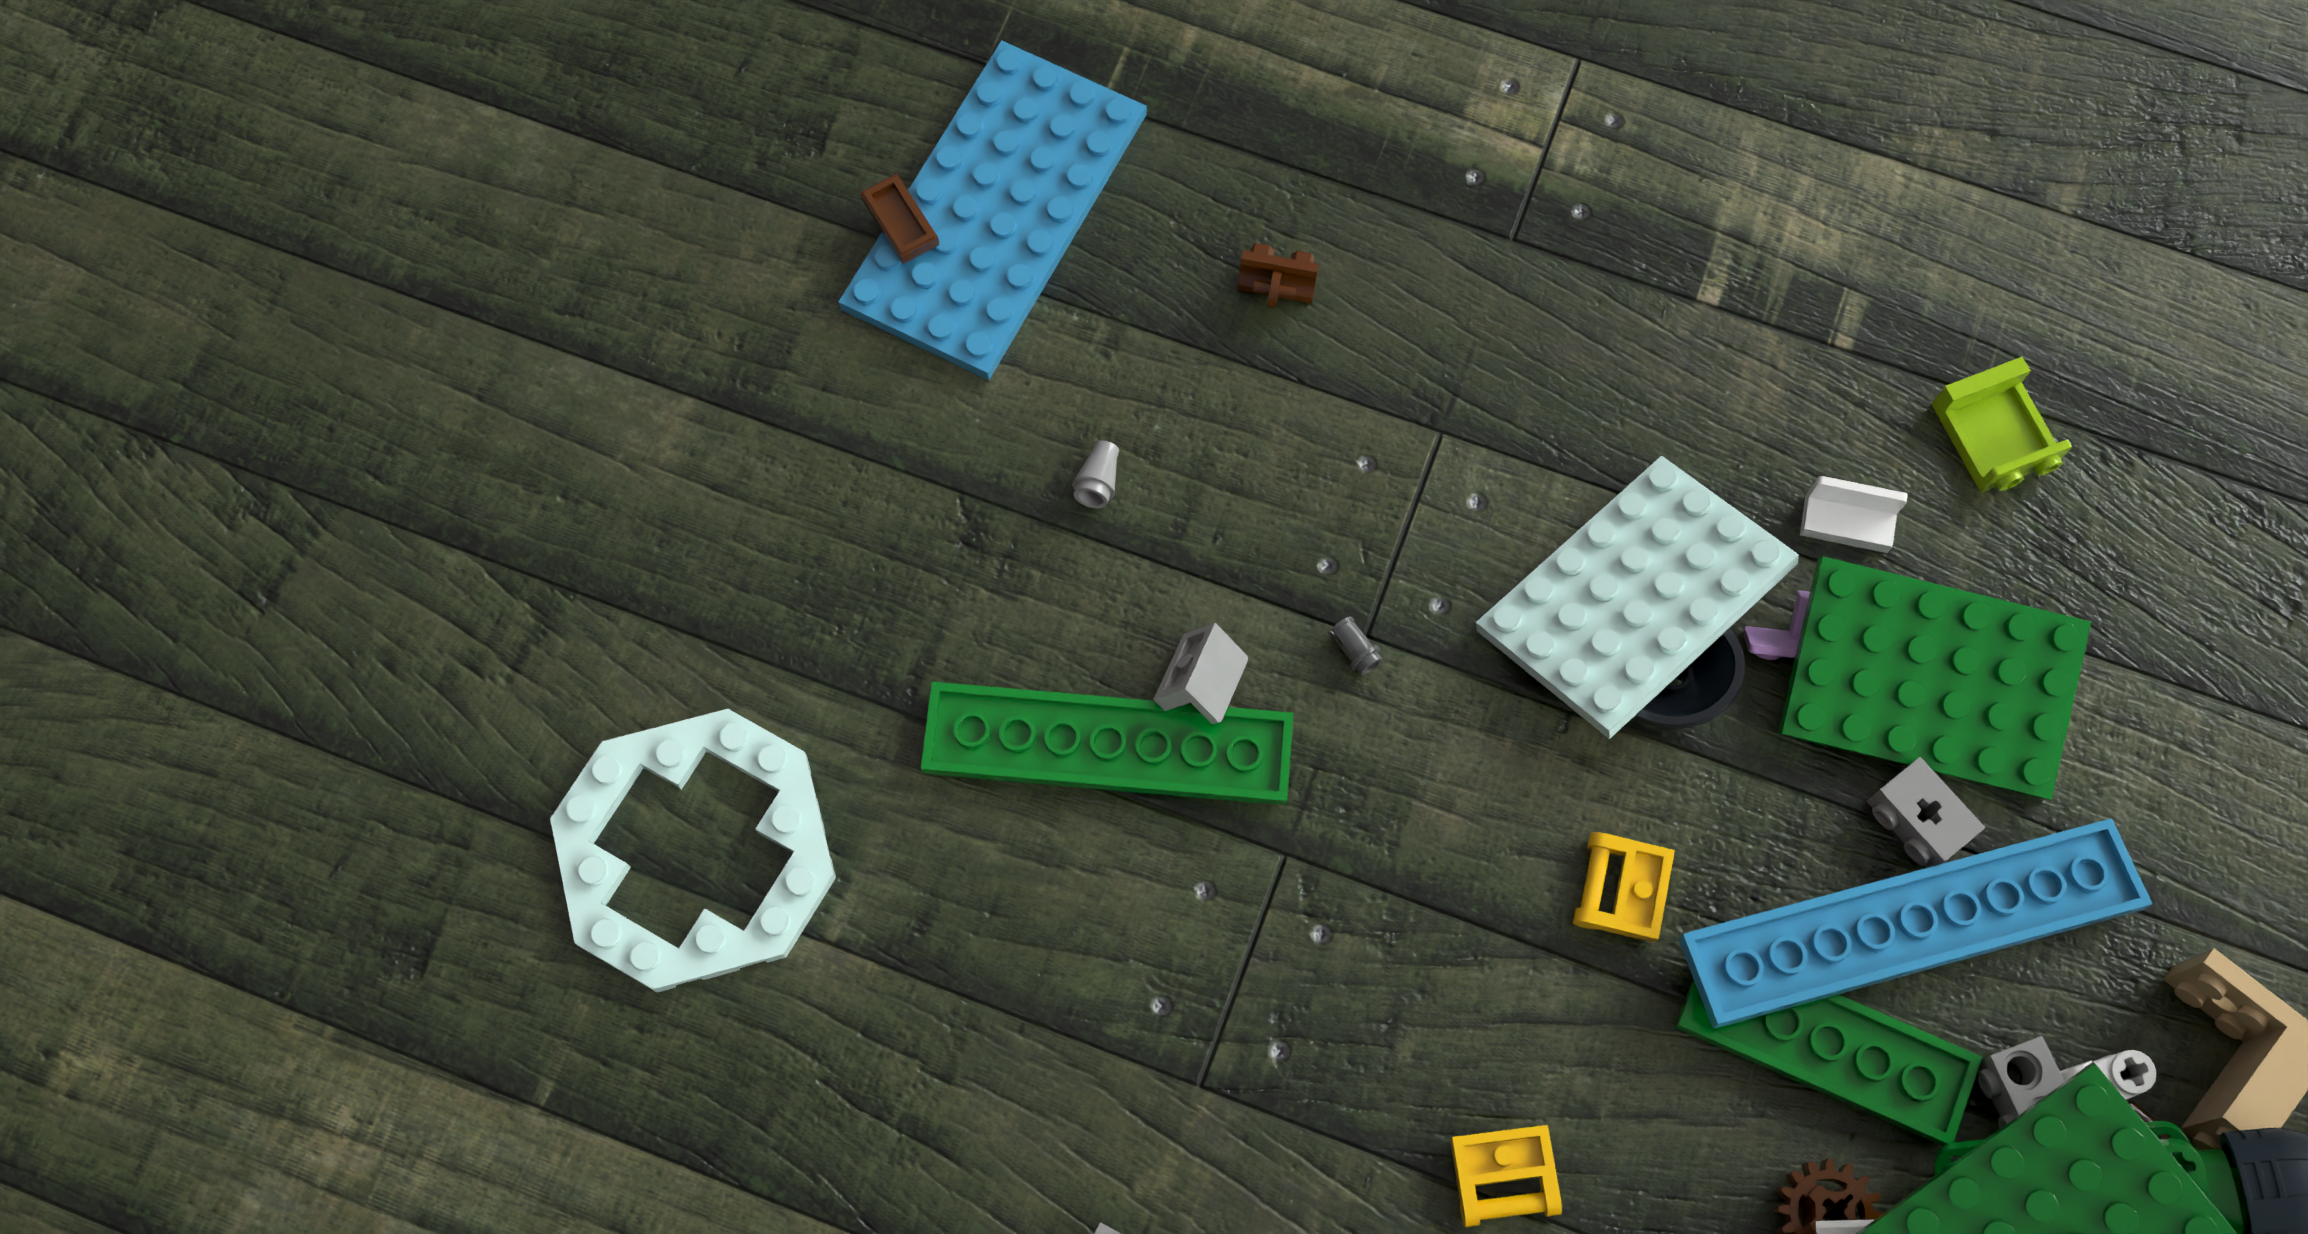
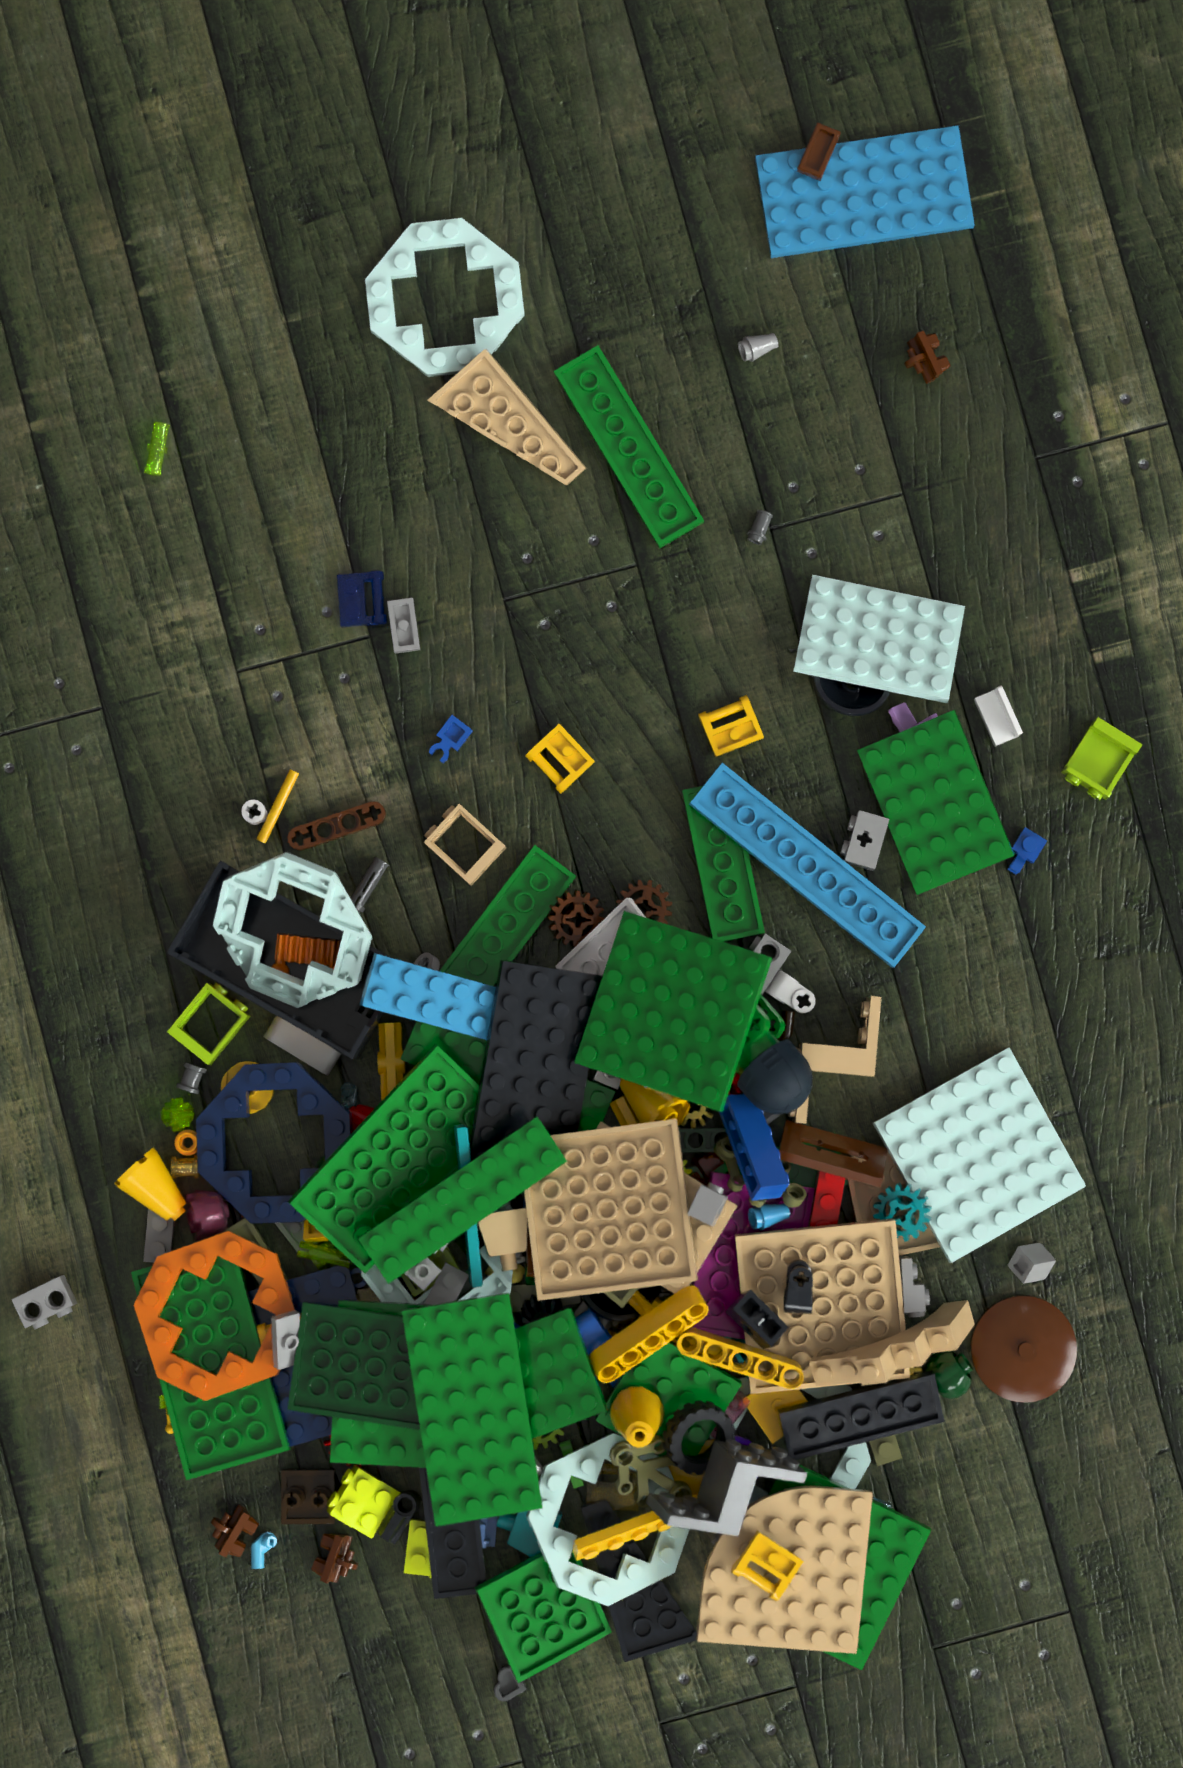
camera: 55 degrees right, 15 degrees up
(911, 887) = (499, 409): none -> tan wing
(1203, 673) = (692, 466): light grey panel -> none
(2072, 598) = (1026, 847): none -> blue plate

